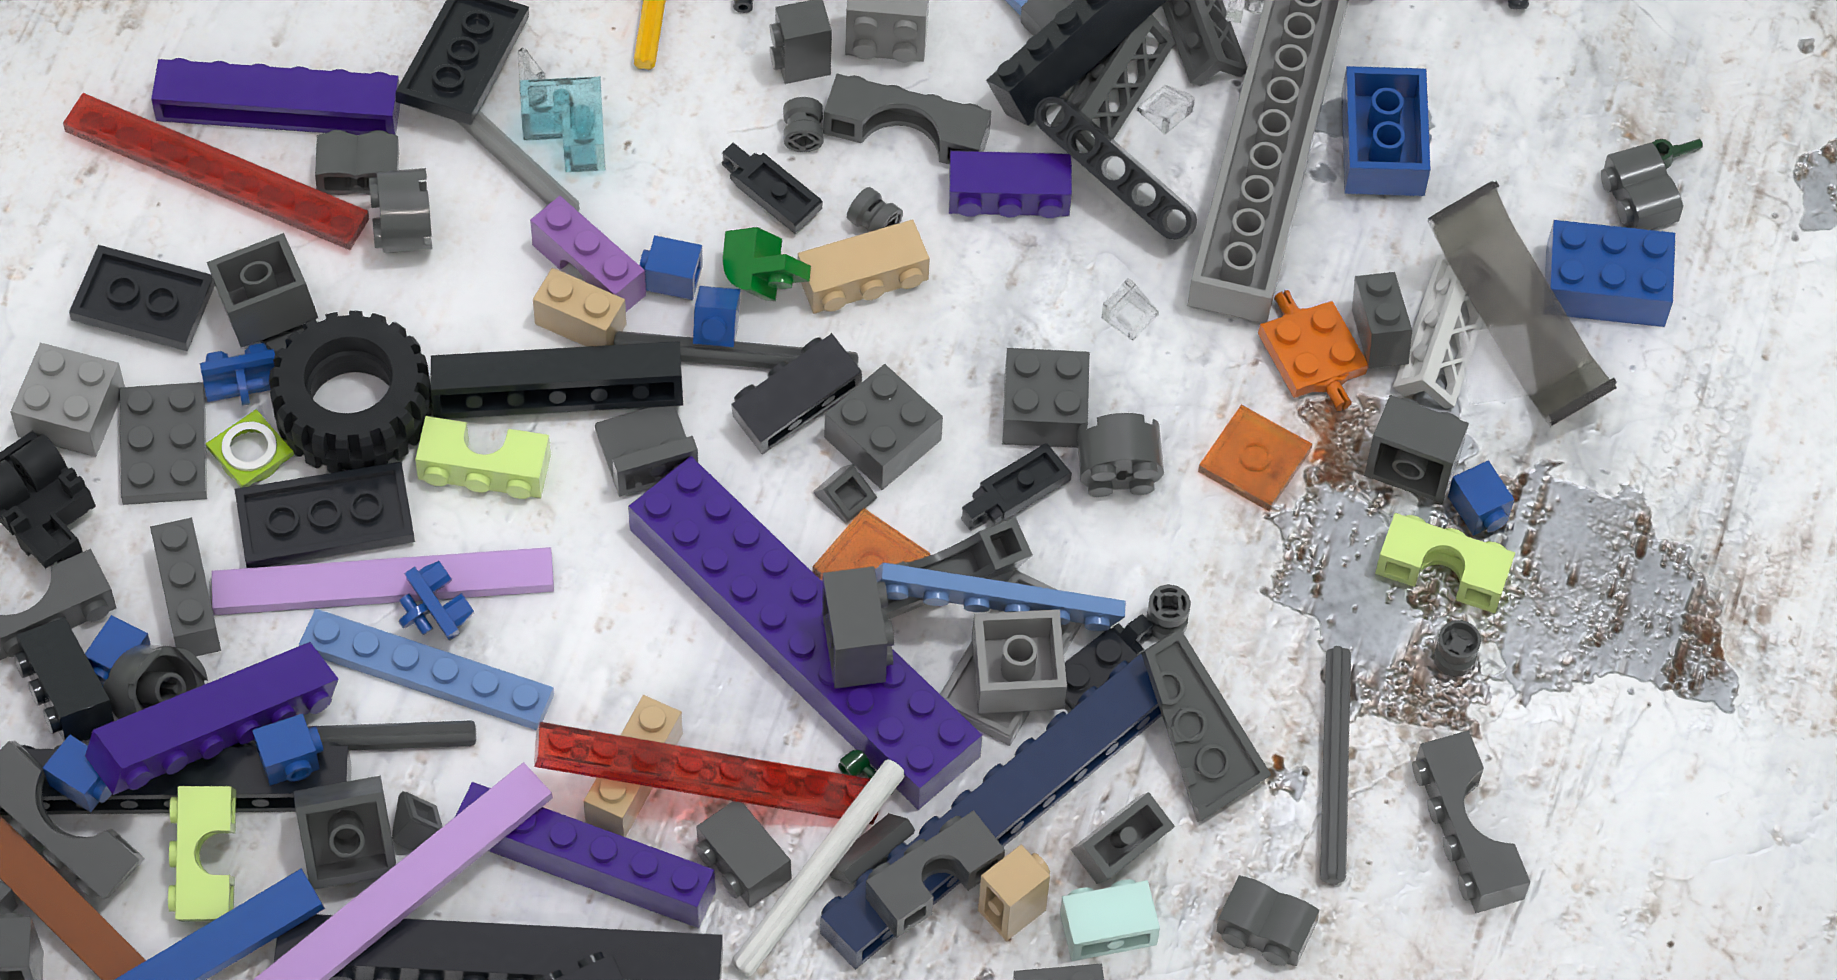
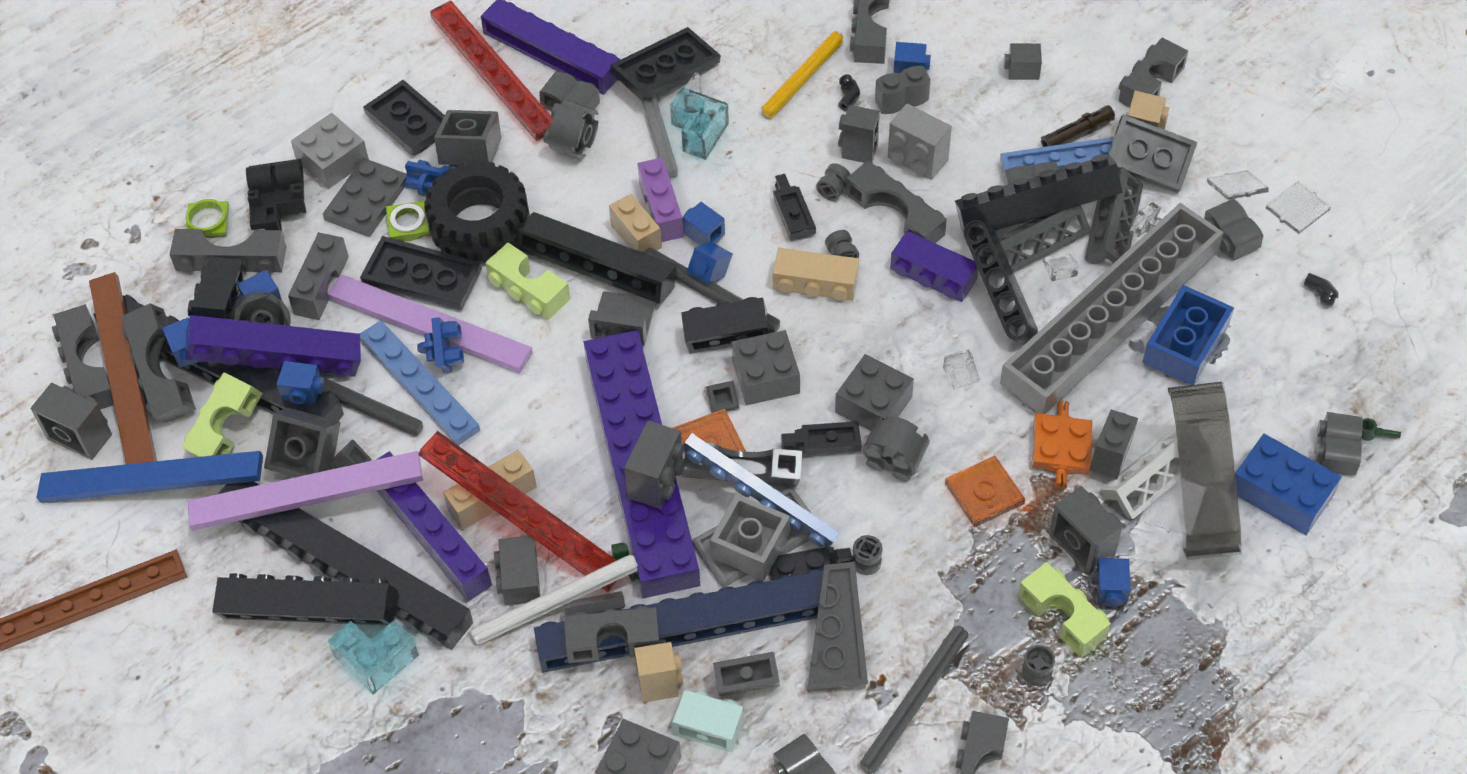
camera: 35 degrees right, 5 degrees down
(756, 265) = (752, 244): green brick -> none

